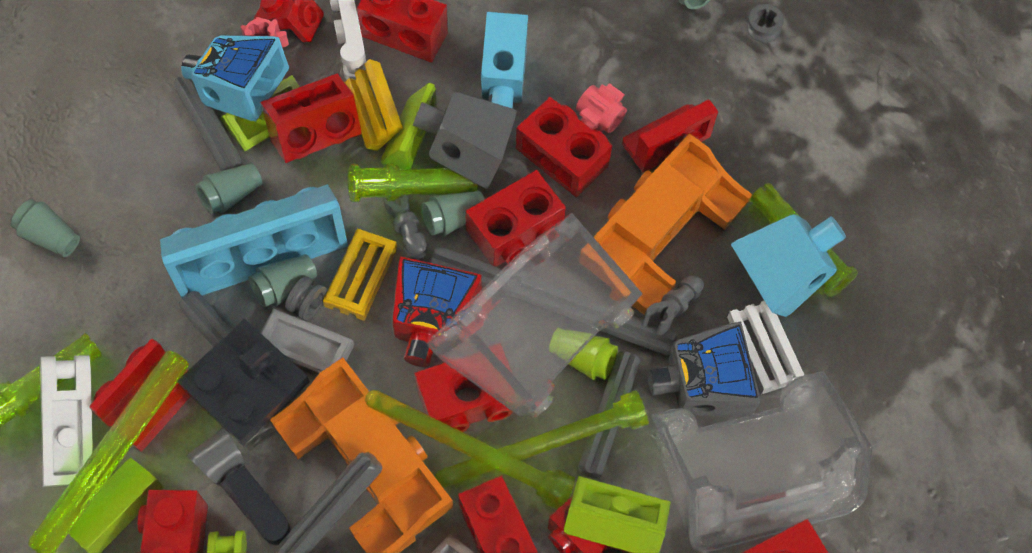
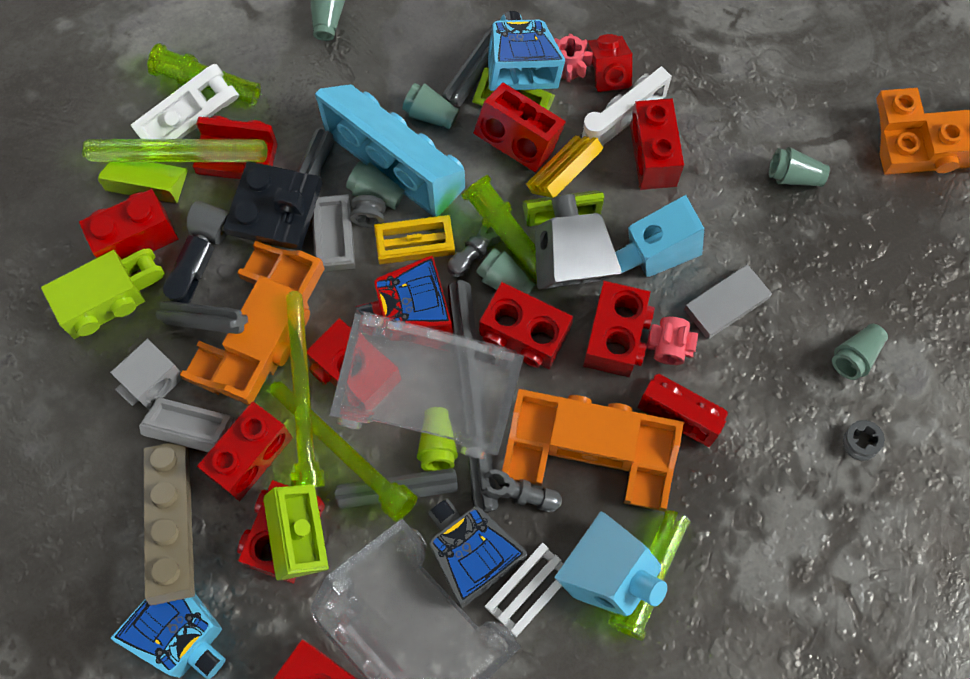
camera: 65 degrees right, 5 degrees up
(585, 51) = (727, 301): none -> light grey tile

